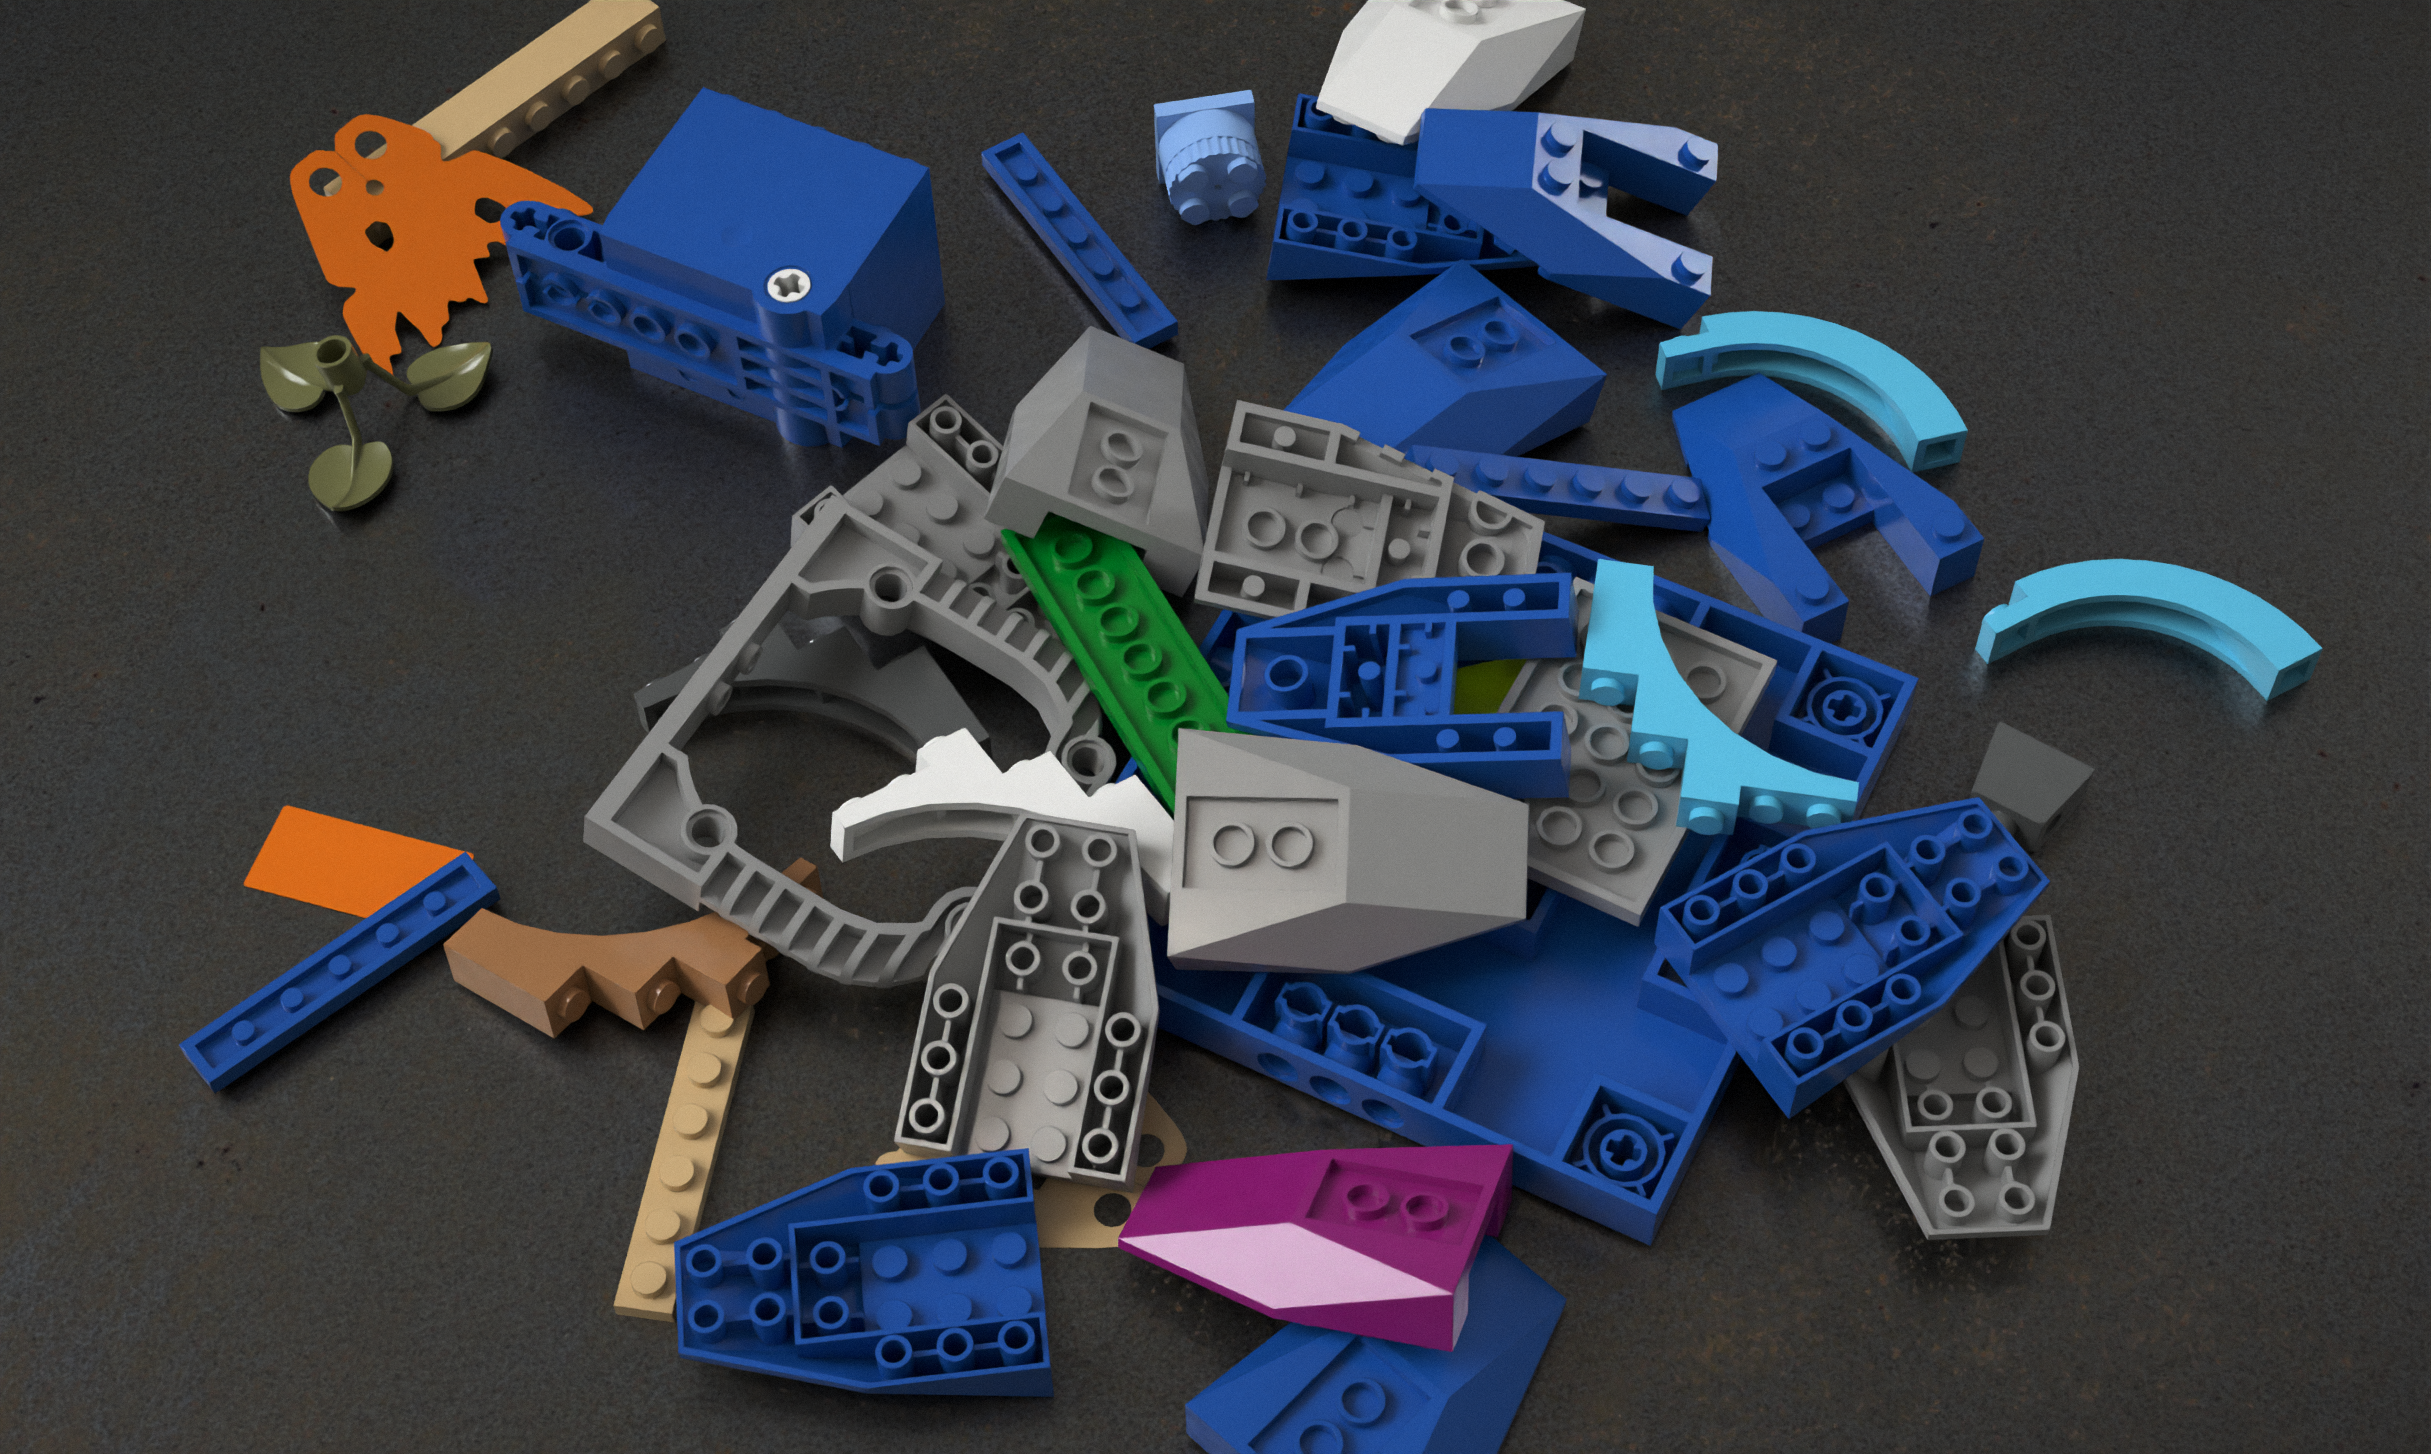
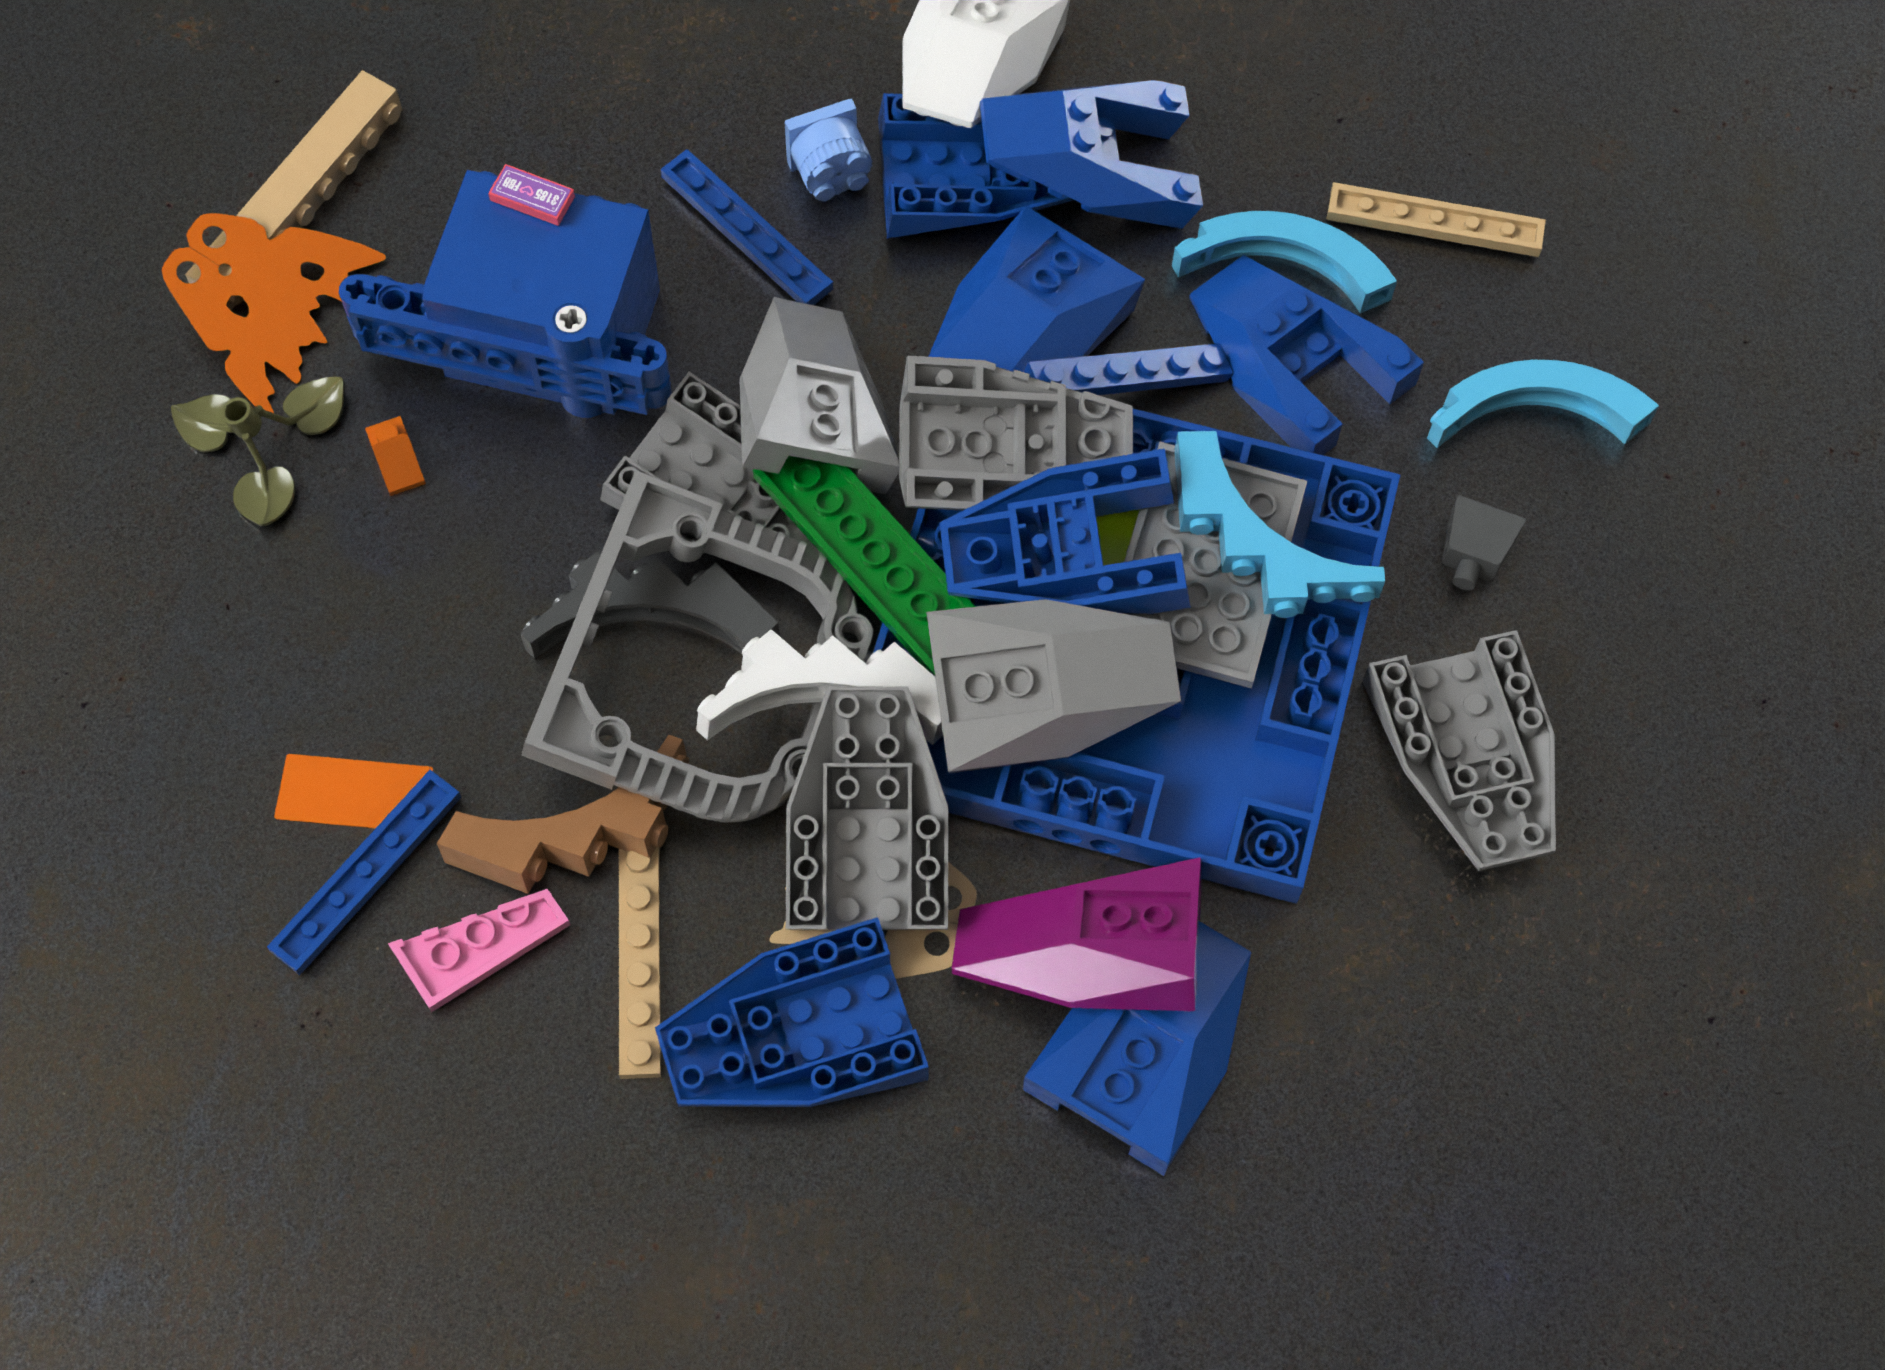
camera: 15 degrees left, 10 degrees up
(446, 1103) = (461, 955): none -> bright pink wing
(534, 453) = (395, 455): none -> orange slope
(778, 126) = (531, 194): none -> tile
(1847, 938) = (1394, 675): blue wedge -> none
(2044, 365) = (1436, 219): none -> tan plate

